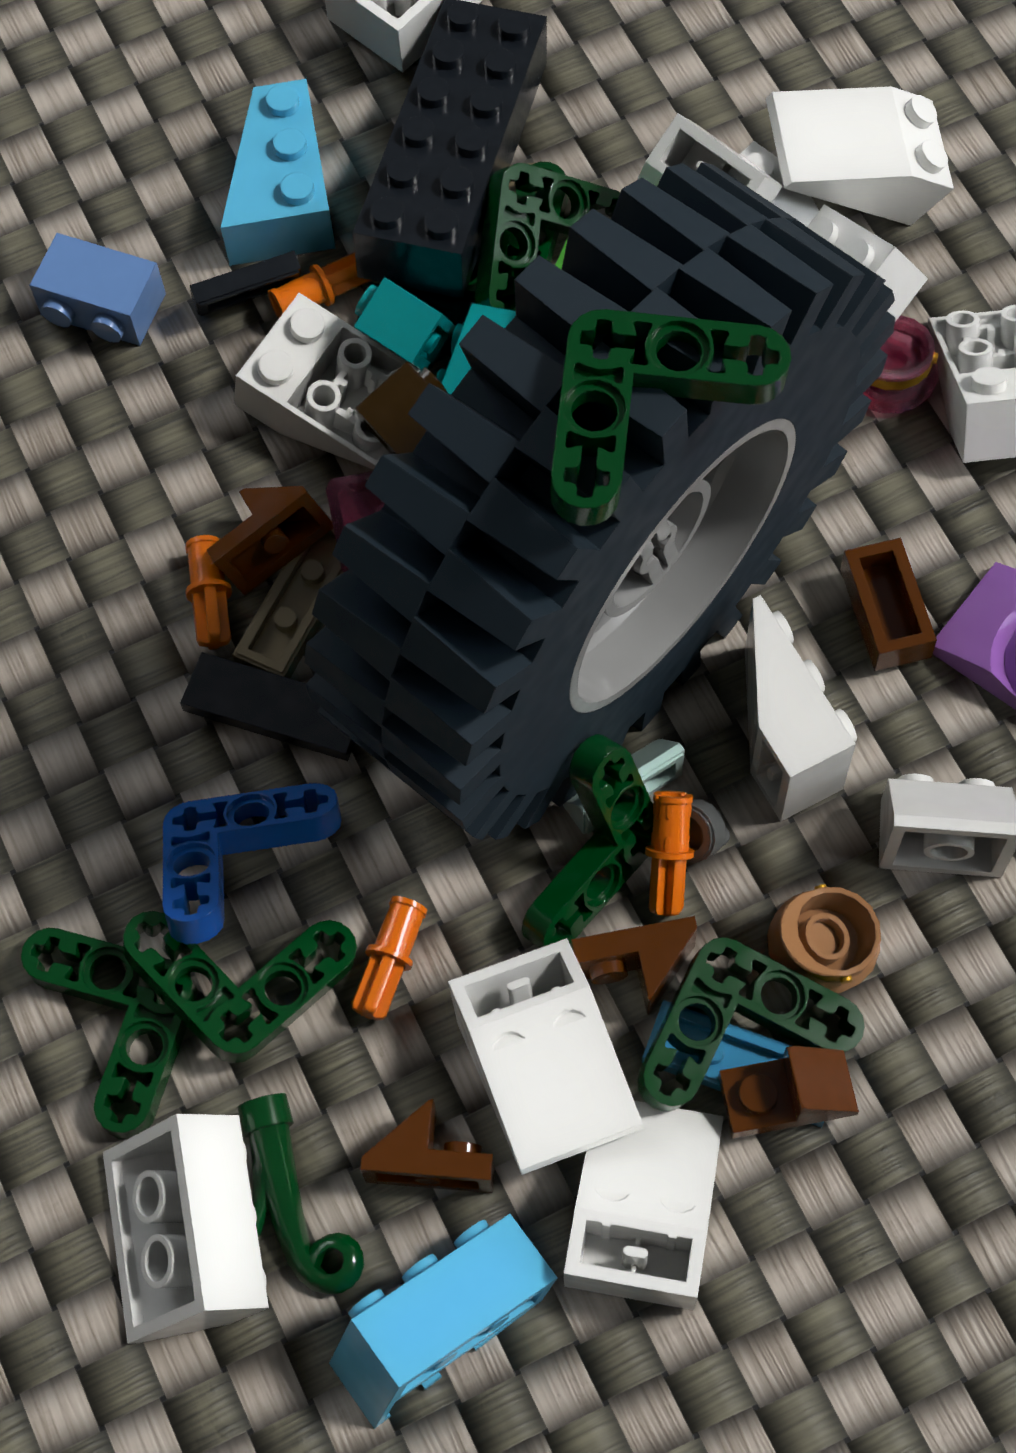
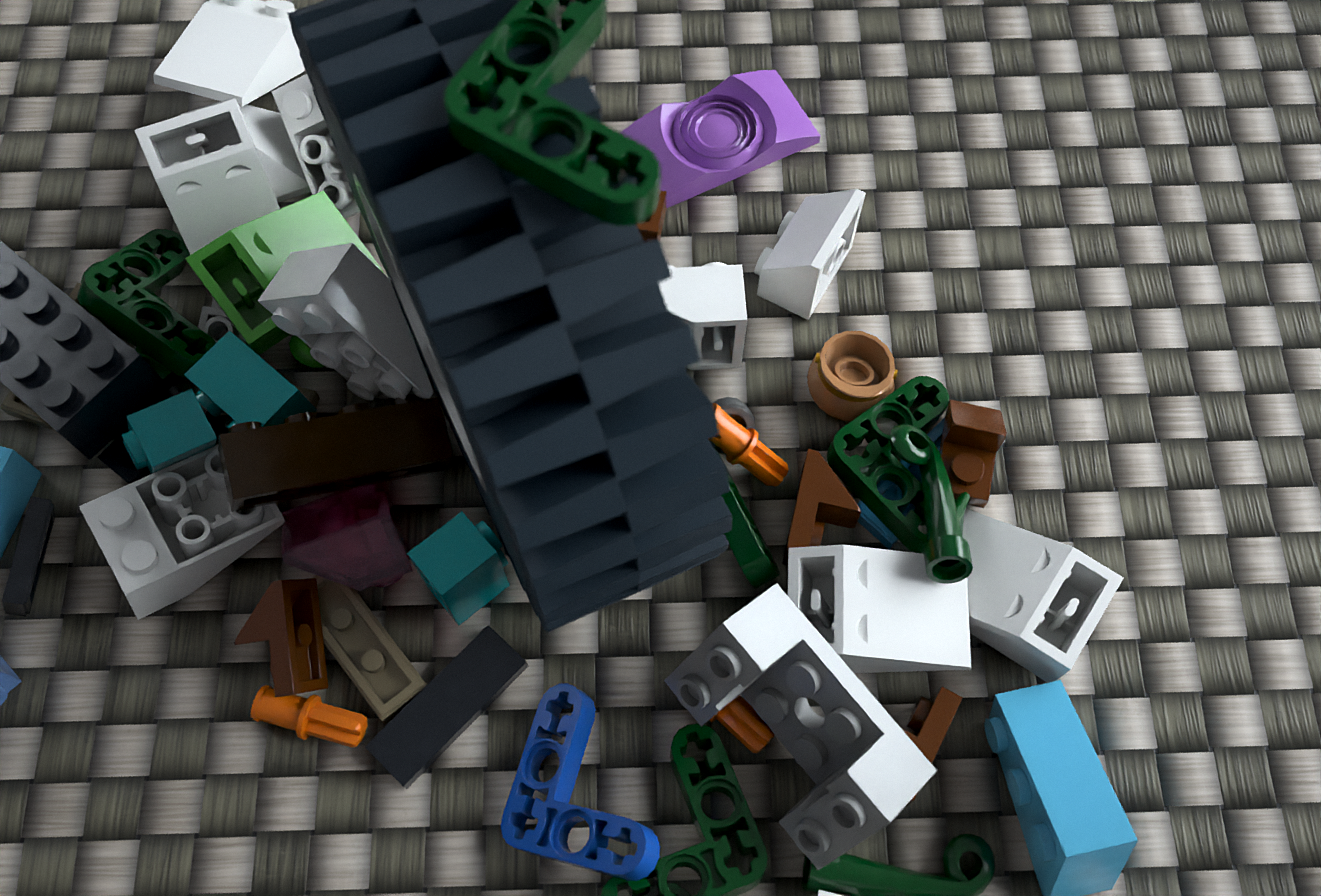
camera: 70 degrees left, 0 degrees up
(319, 285) = (72, 491): orange axle -> none
(440, 956) = (854, 755): none -> light grey plate
(630, 1091) = (946, 551): none -> dark green plant

